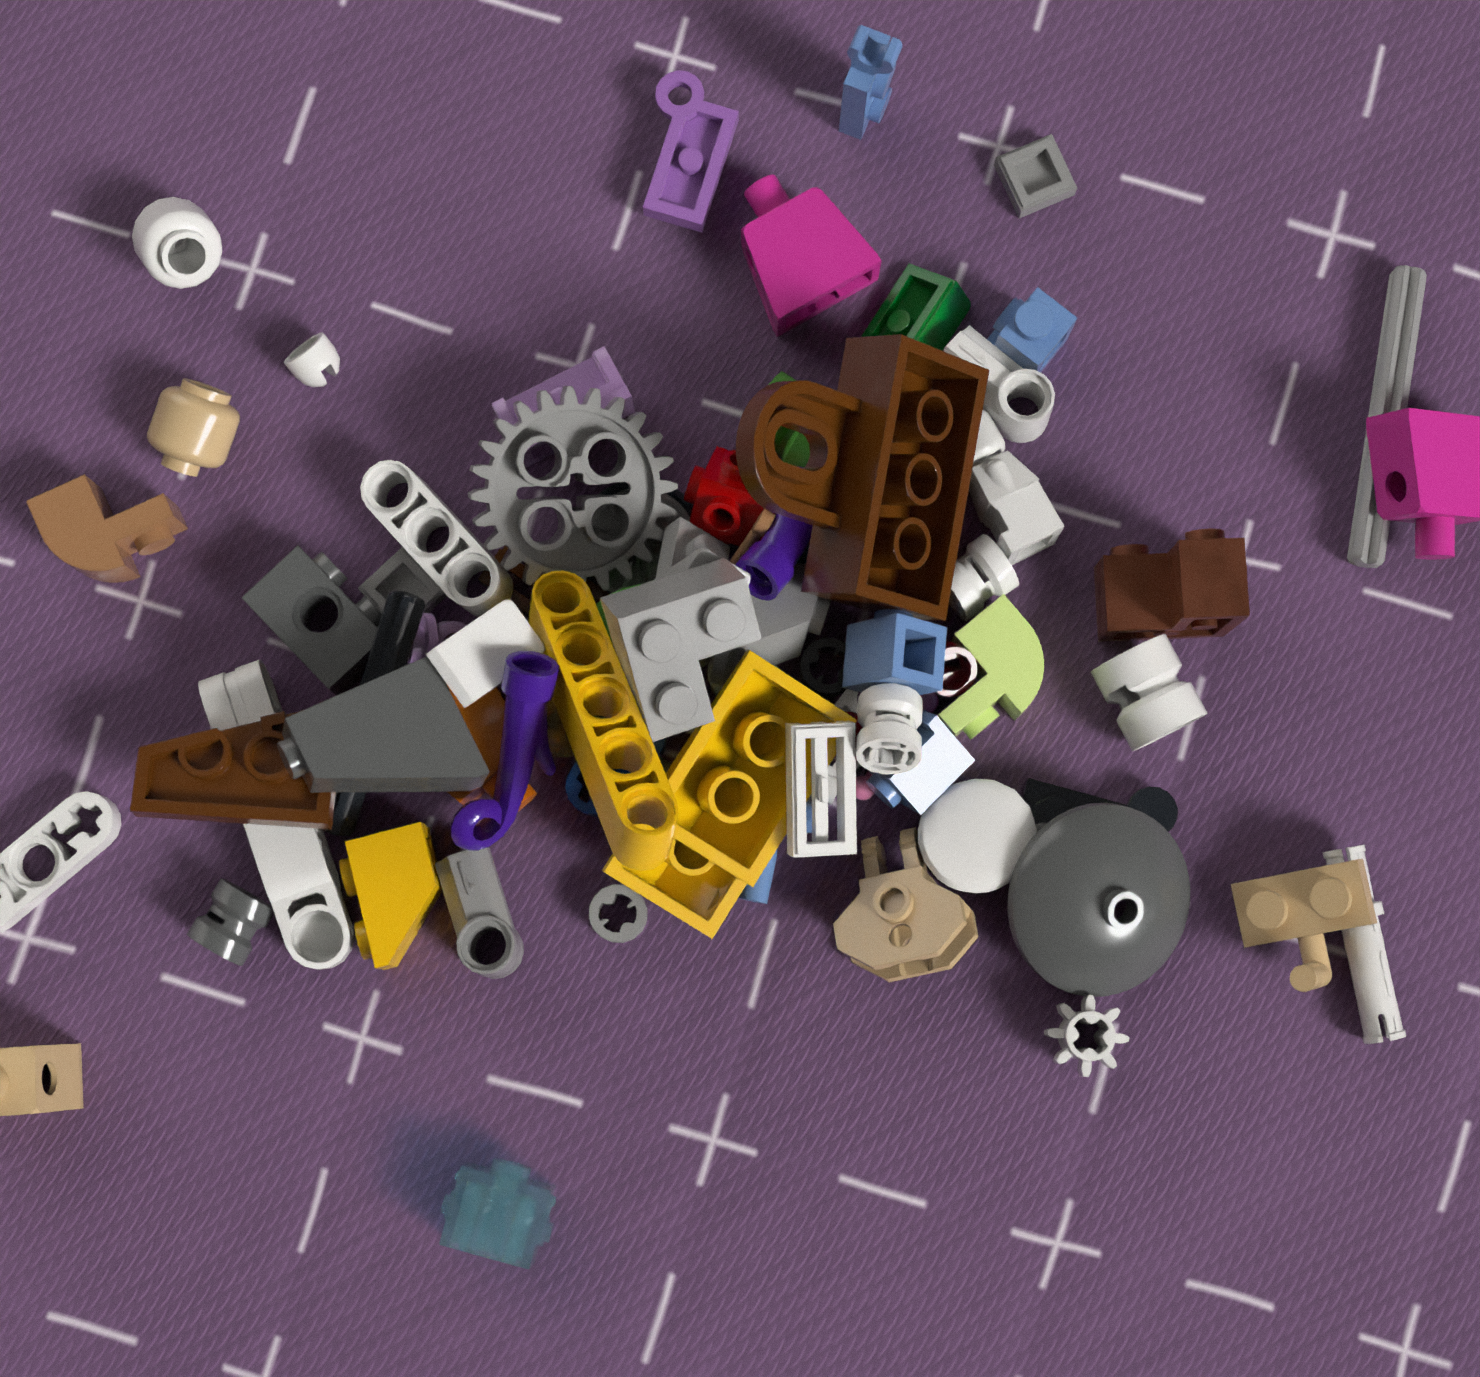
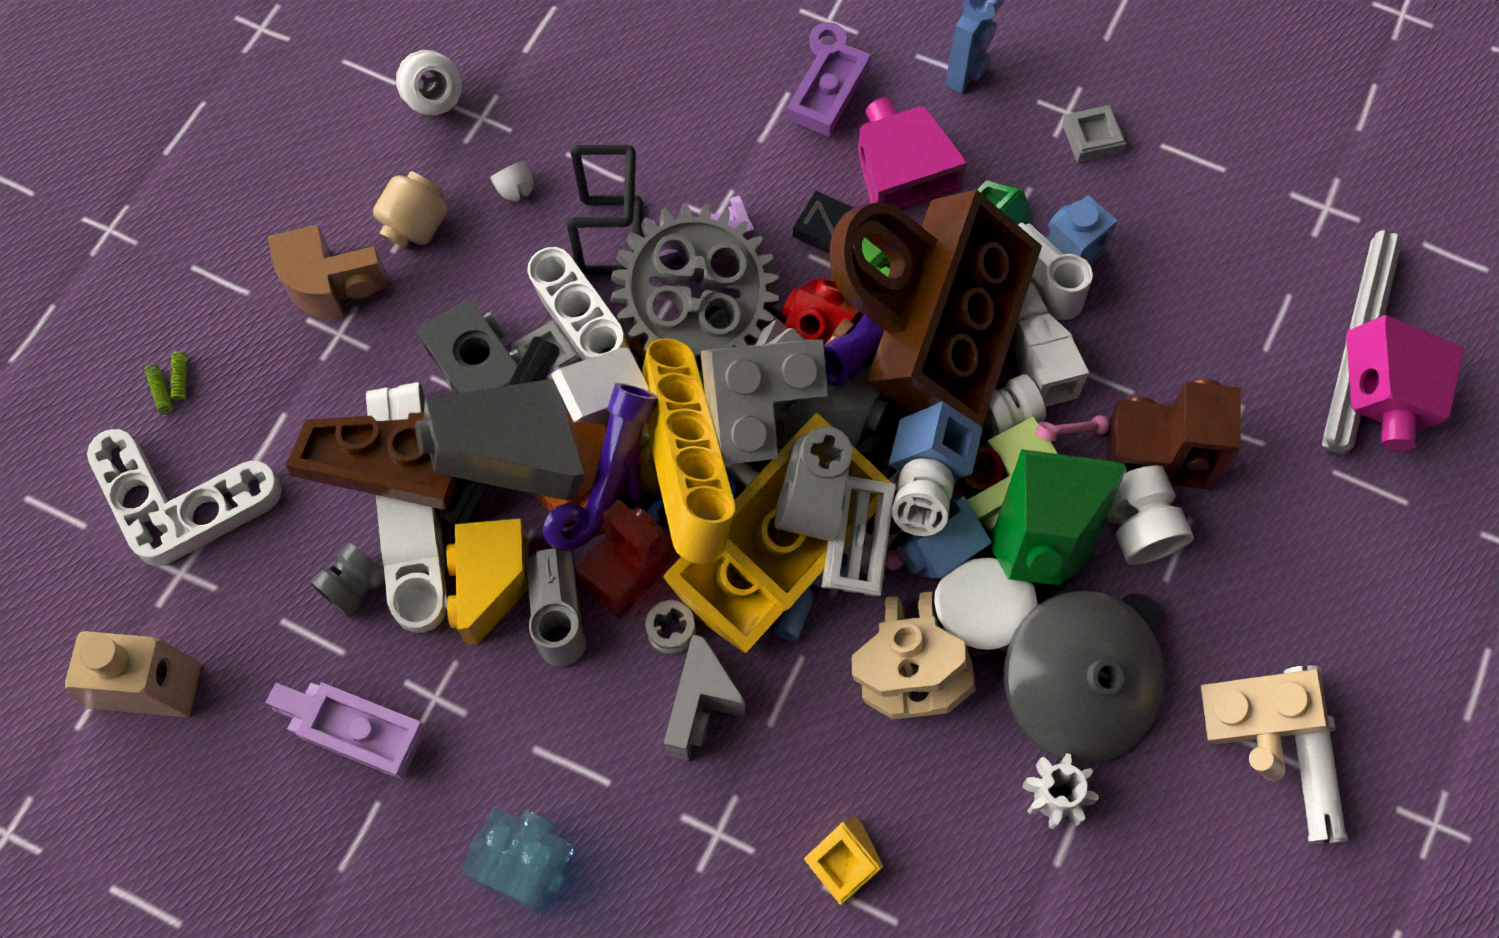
camera: 10 degrees right, 15 degrees down
(274, 1093) = (350, 726): none -> lavender hinge
(475, 390) = (632, 204): none -> black piece
(552, 846) = (626, 559): none -> clear red brick
(666, 978) = (701, 686): none -> light grey slope
(716, 357) = (819, 220): none -> black tile
(762, 756) = (814, 494): none -> light grey piece
(859, 1148) = (845, 860): none -> yellow slope
(1025, 614) = (1098, 425): none -> bright pink hinge
(1041, 723) = (1053, 515): none -> green slope

